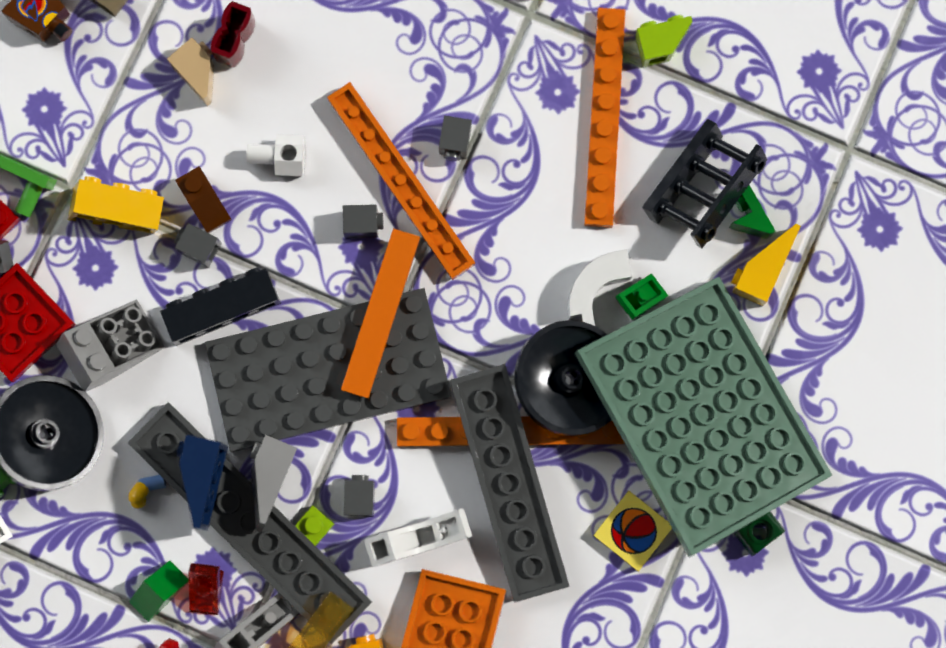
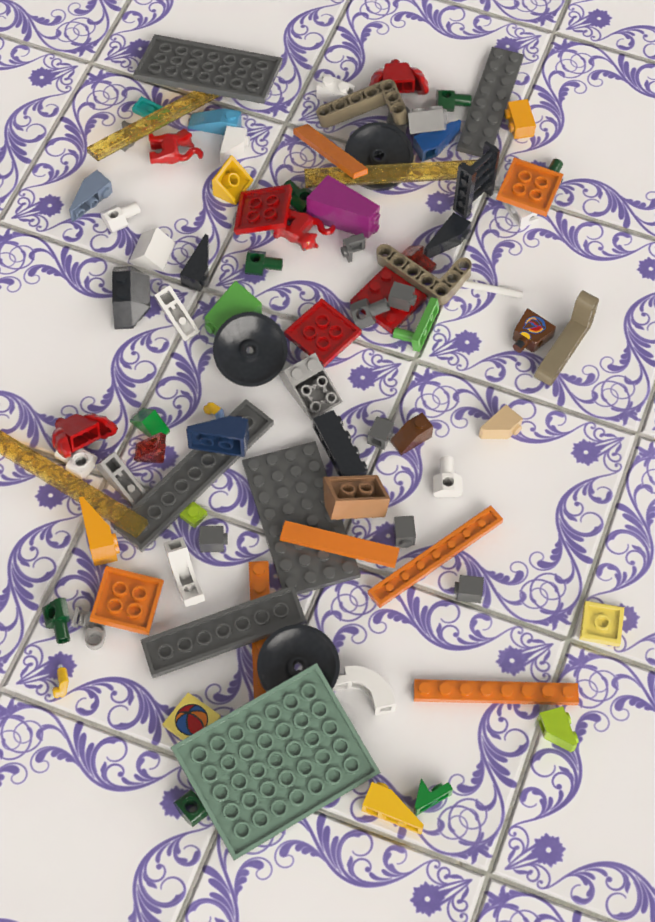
camera: 85 degrees right, 20 degrees down
(116, 205) = (403, 381): yellow wedge -> none
(236, 29) = (529, 444): dark red brick -> none
(268, 473) = (229, 481): light grey slope -> none
(307, 286) = (355, 497): none -> medium nougat slope
(641, 297) = (361, 716): green slope -> none
(684, 169) = (457, 745): black fence -> none

